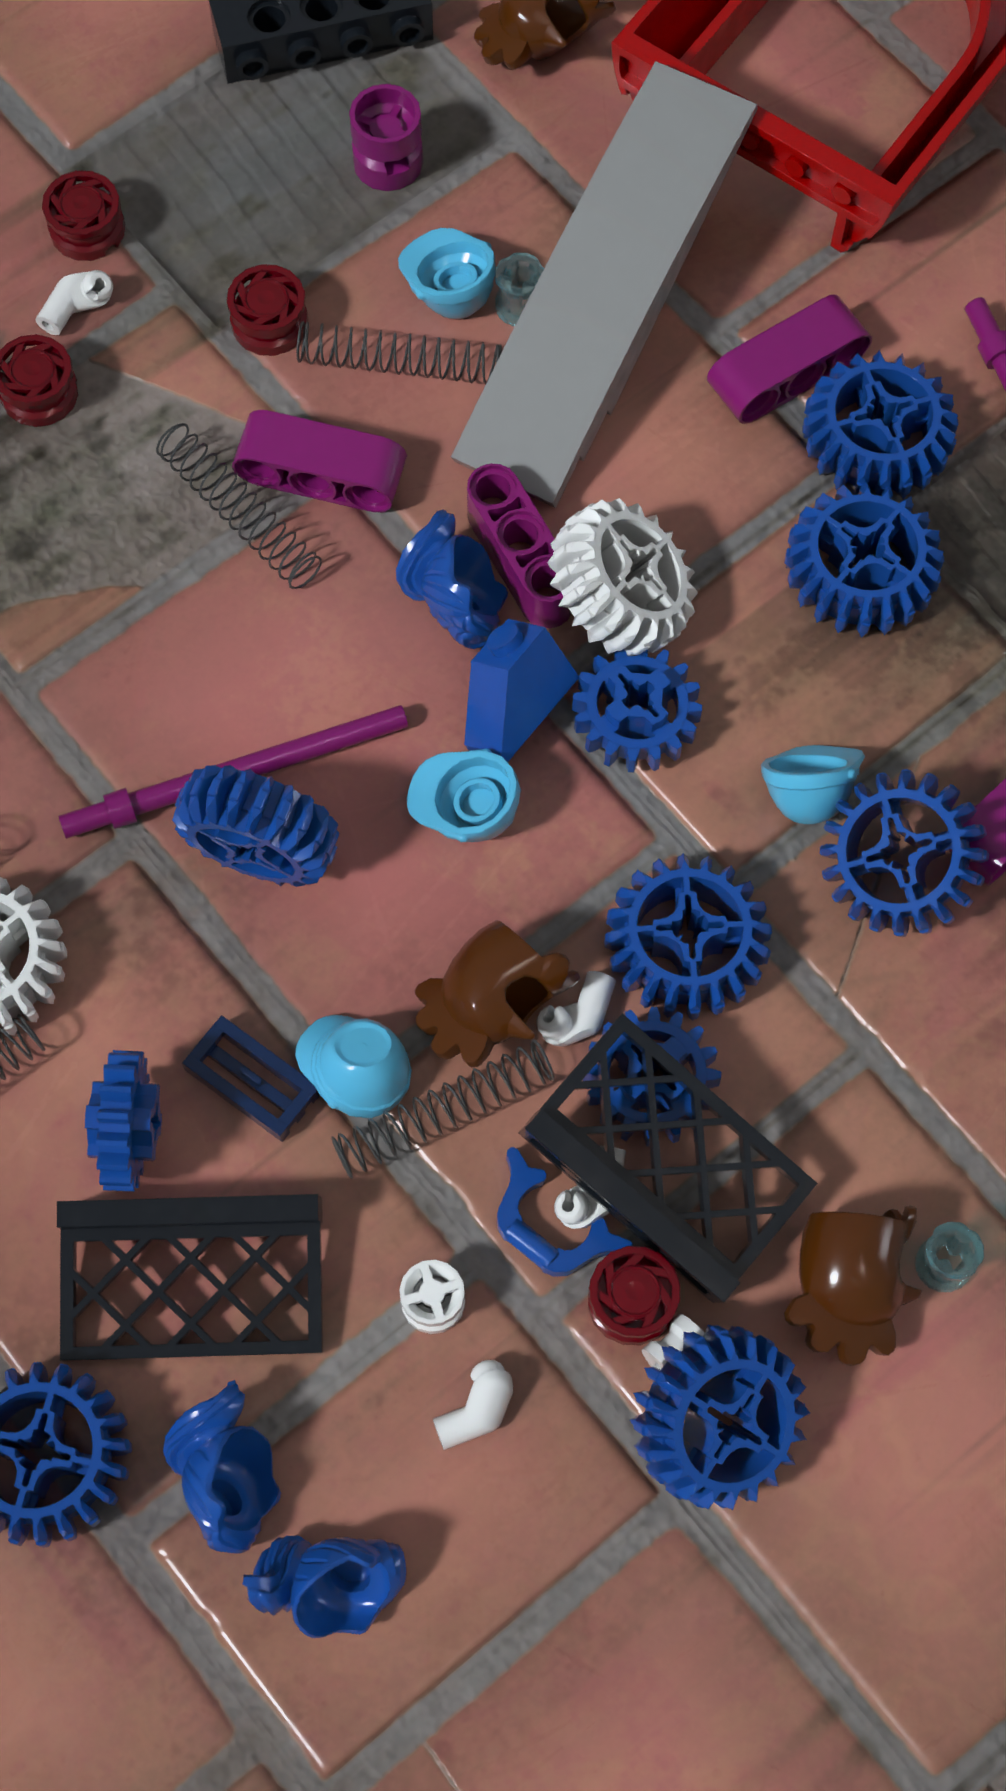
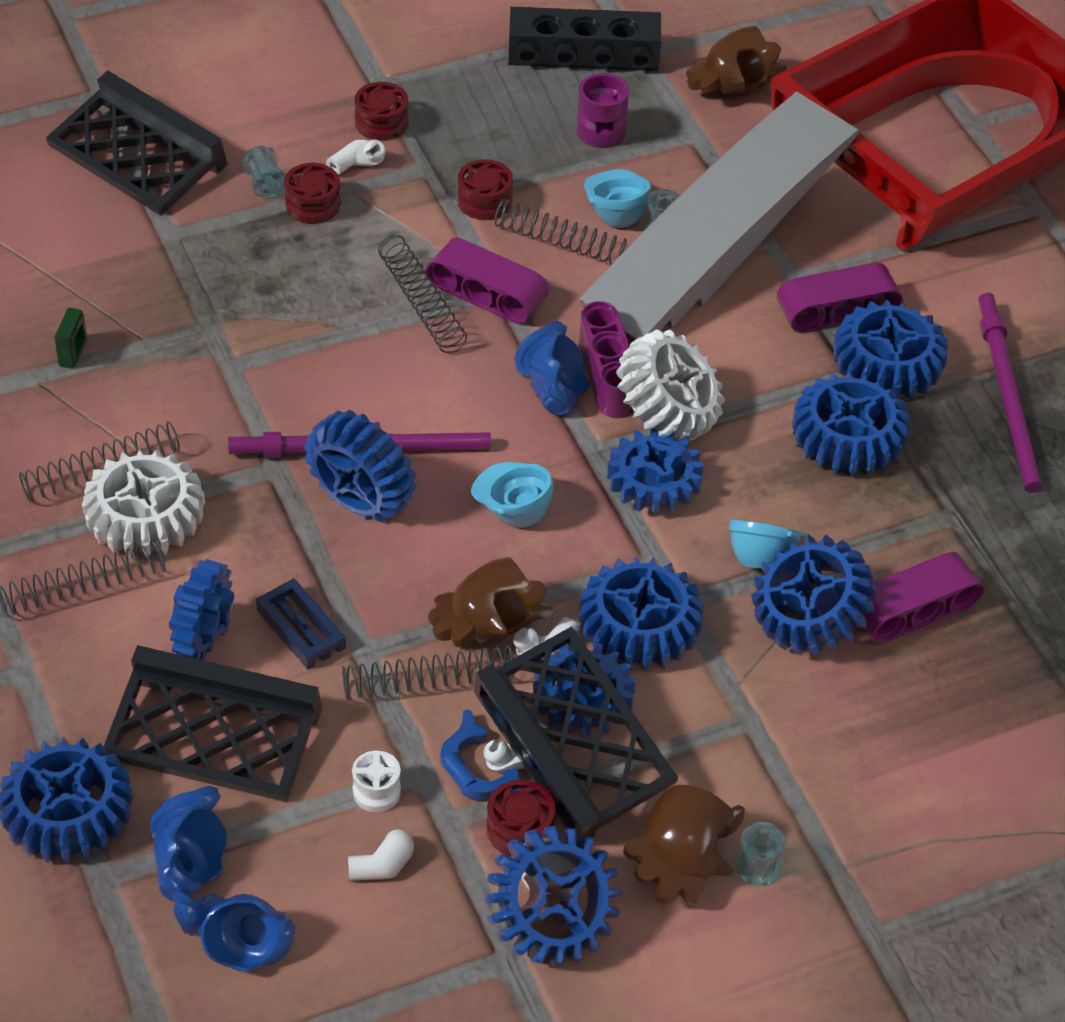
camera: 15 degrees right, 20 degrees down
(354, 1064) = (377, 630): medium azure hat -> none
(514, 687) = (573, 432): blue slope -> none

